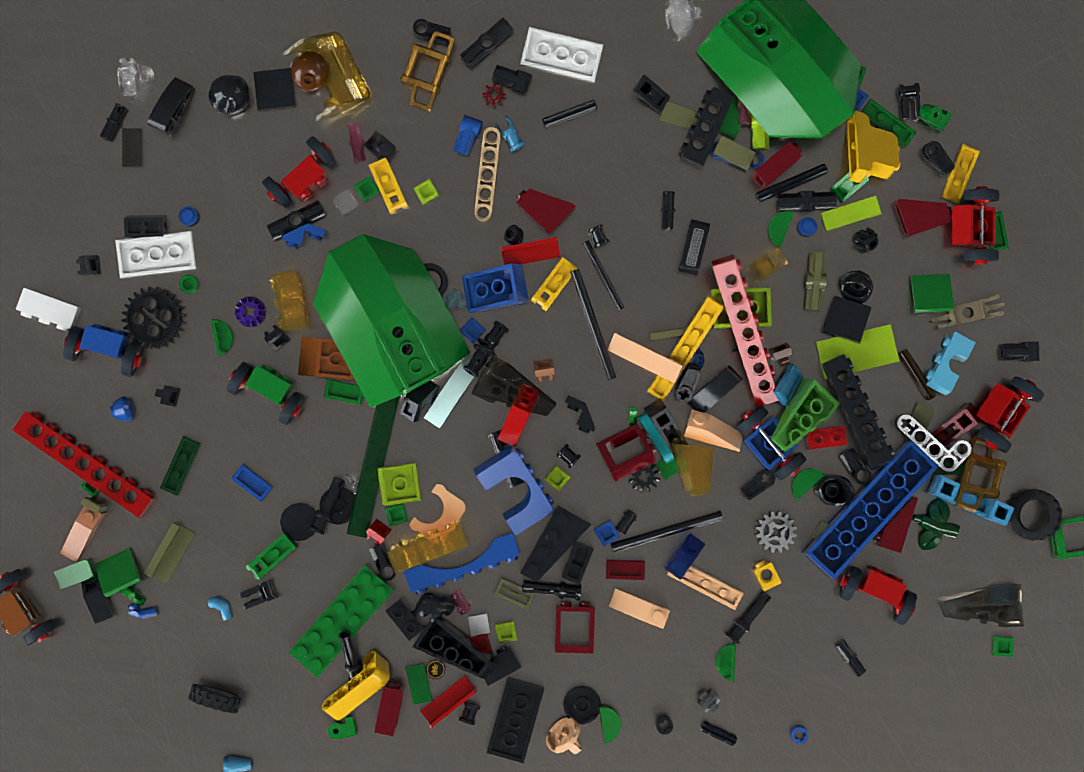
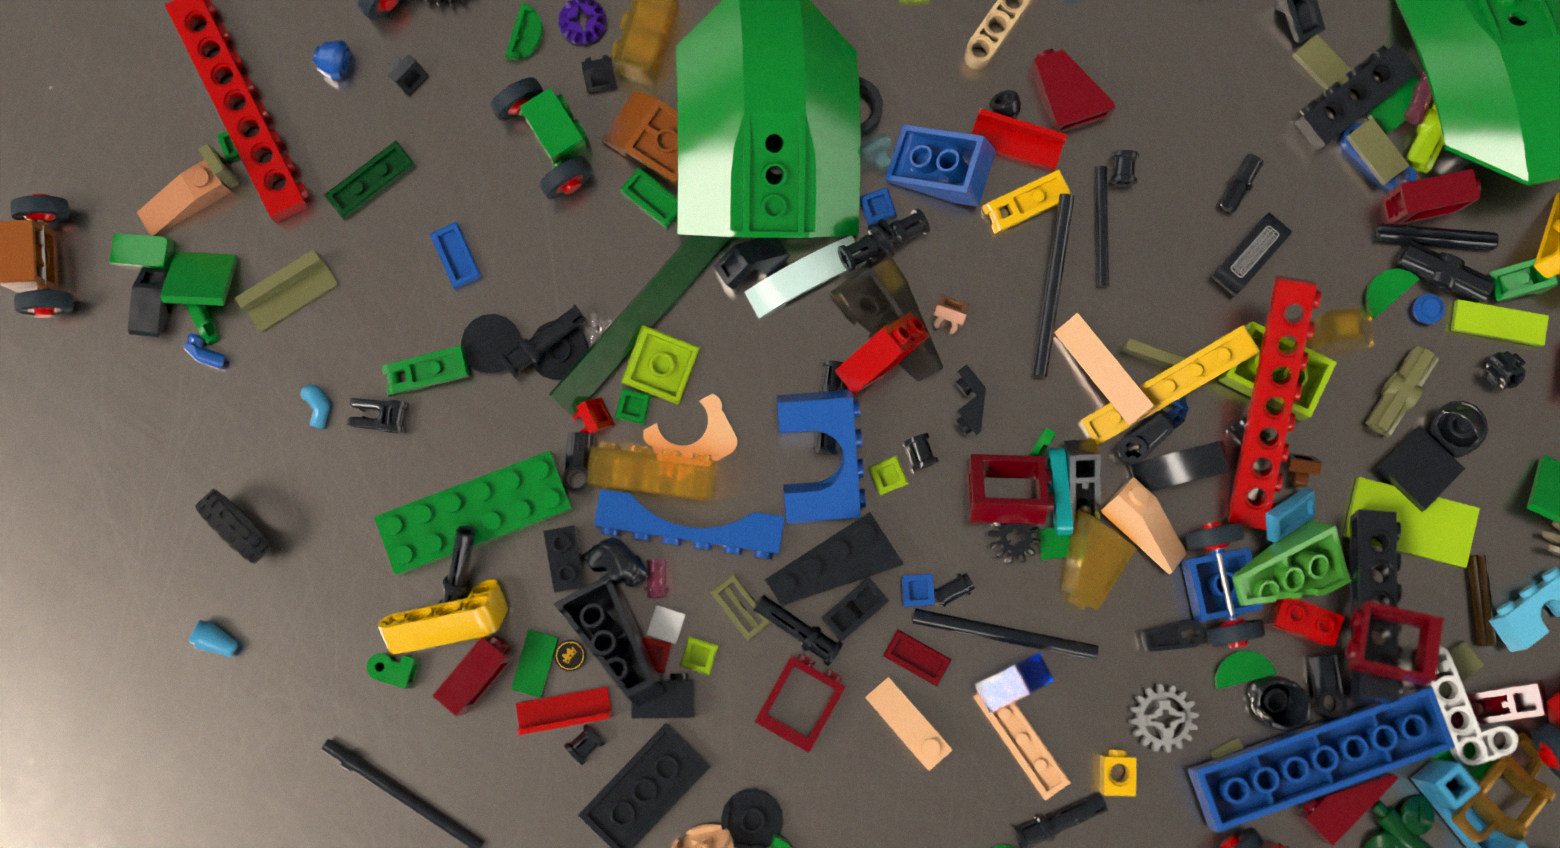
camera: 25 degrees right, 5 degrees down
(895, 426) = (1427, 649): none -> dark red window

